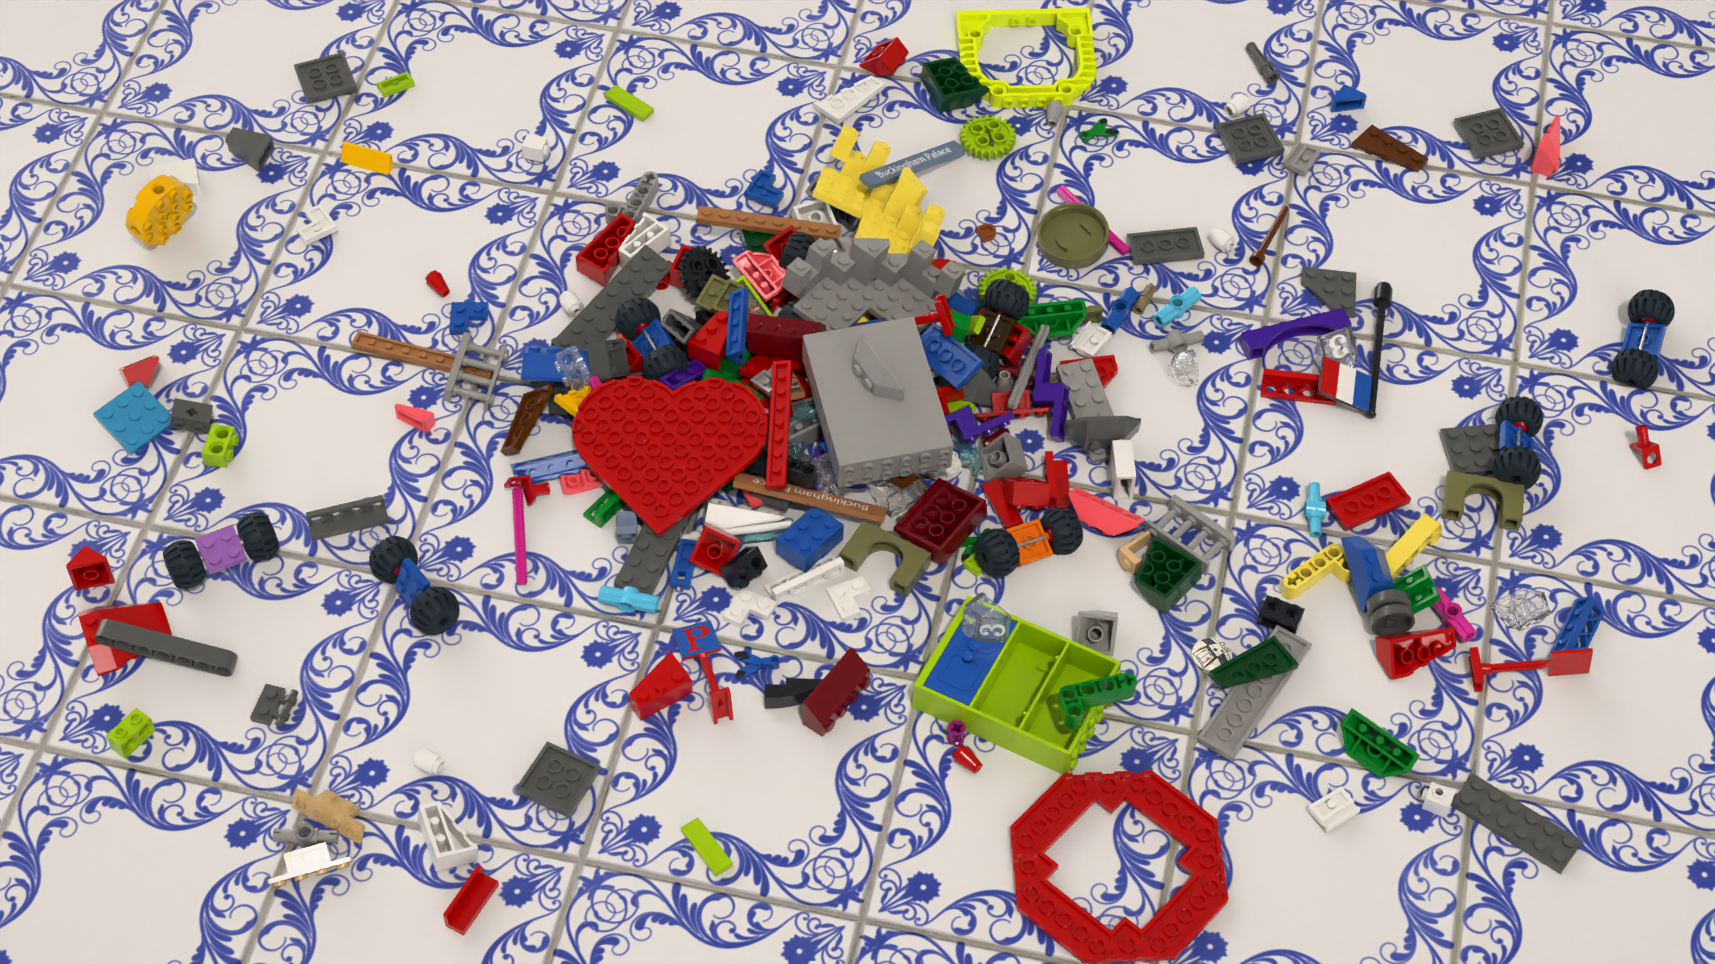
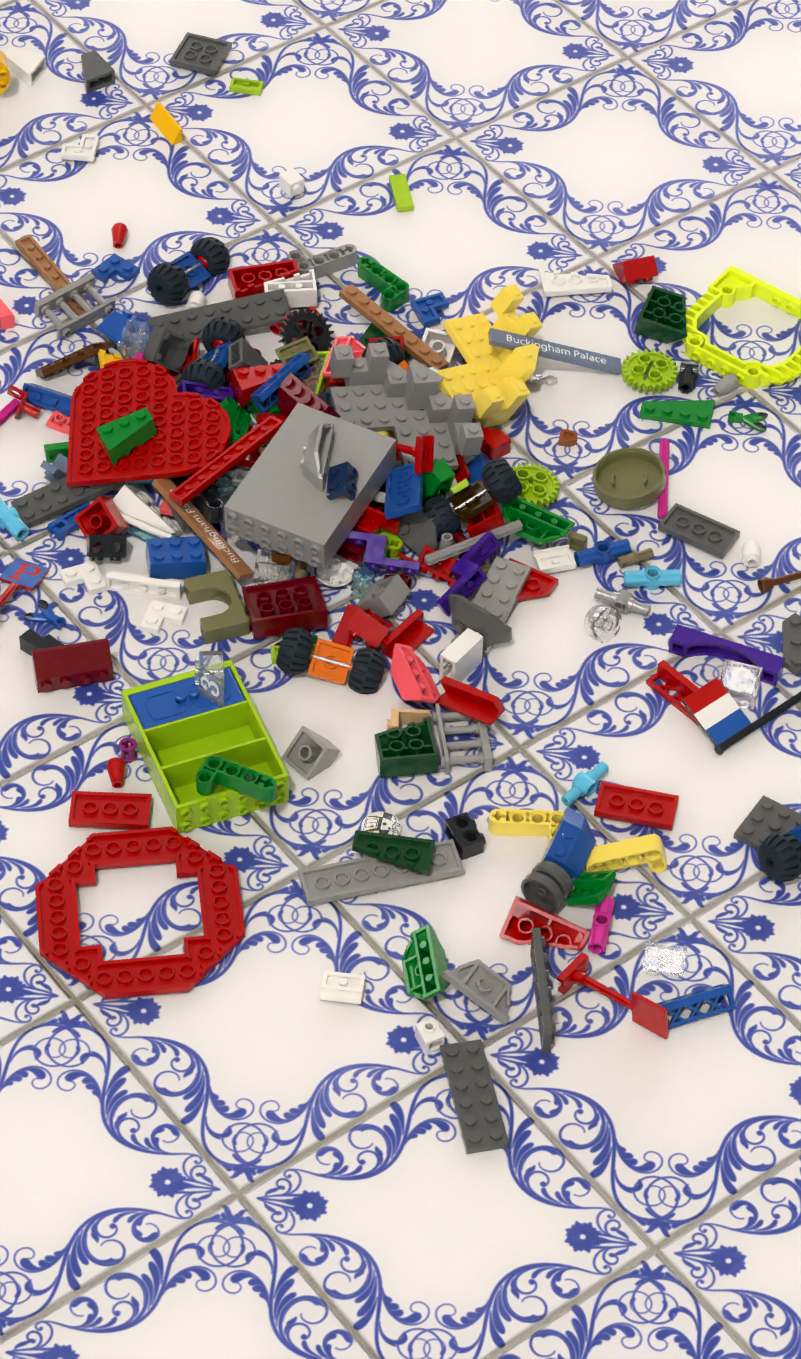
camera: 40 degrees right, 5 degrees down
(537, 291) = (173, 279): none -> black plate
(673, 457) = (125, 433): none -> green wedge
(703, 188) = (393, 289): none -> green beam
(914, 381) = (342, 481): none -> dark blue bracket
(998, 795) = (110, 810): none -> red plate
(1018, 120) = (687, 375): none -> black piece
(1047, 155) = (689, 412): none -> green wing
(1173, 501) = (470, 701): none -> red panel
(1434, 730) = (482, 987): none -> light grey wing
(1478, 700) = (542, 991): none -> dark grey plate
(1507, 495) = (724, 843): olive arch -> none

